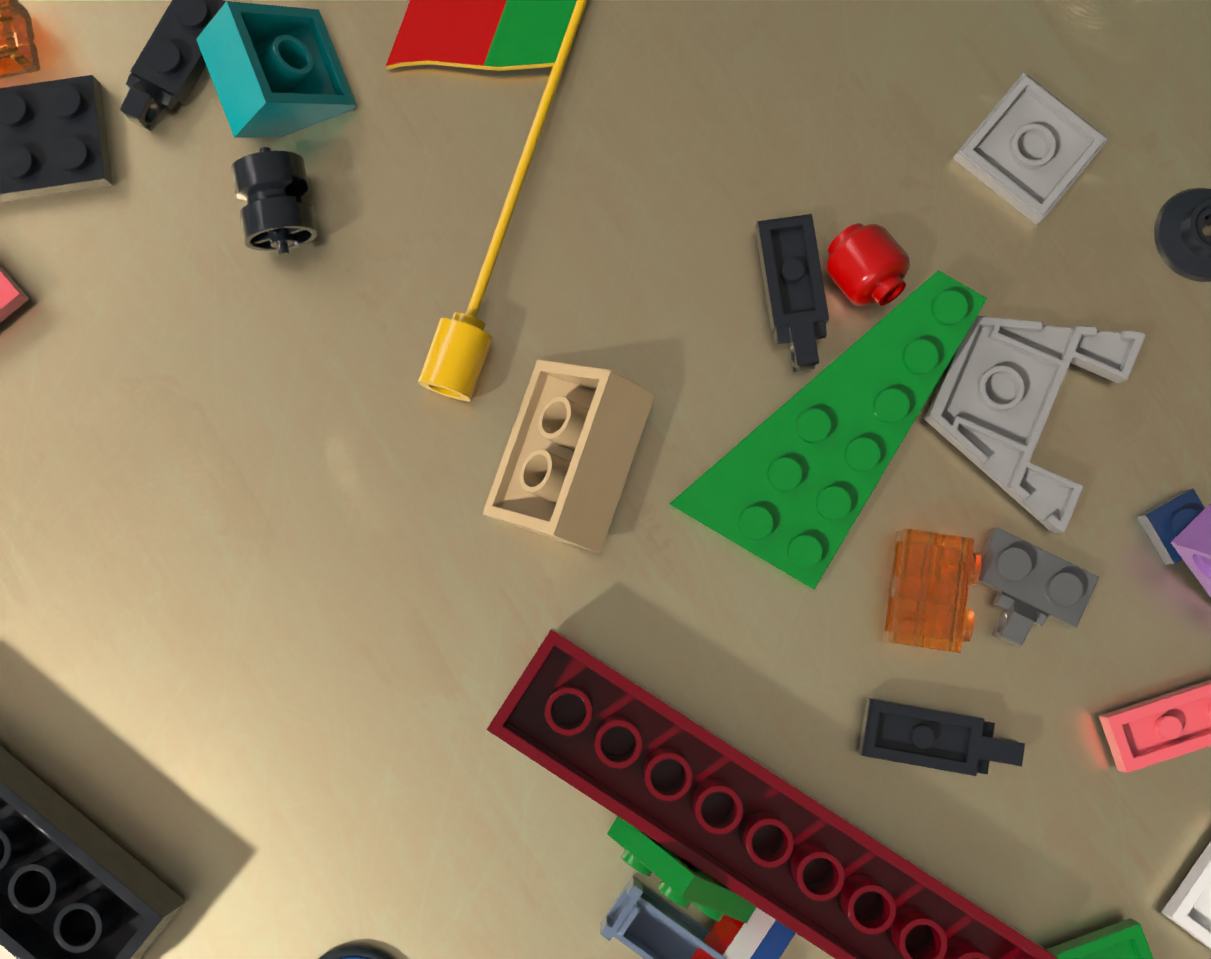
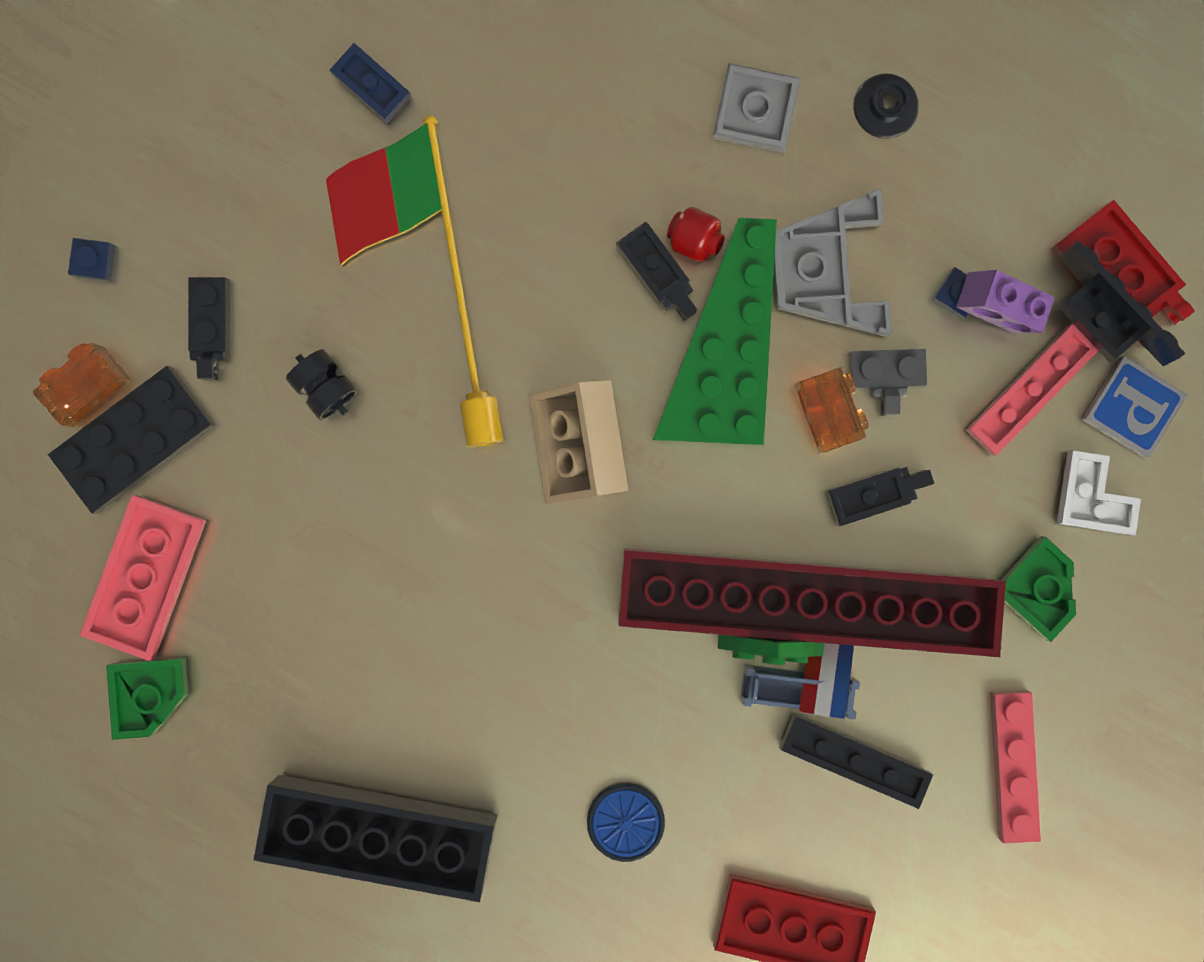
camera: 15 degrees left, 5 degrees up
(273, 69) = (275, 303): teal slope -> none

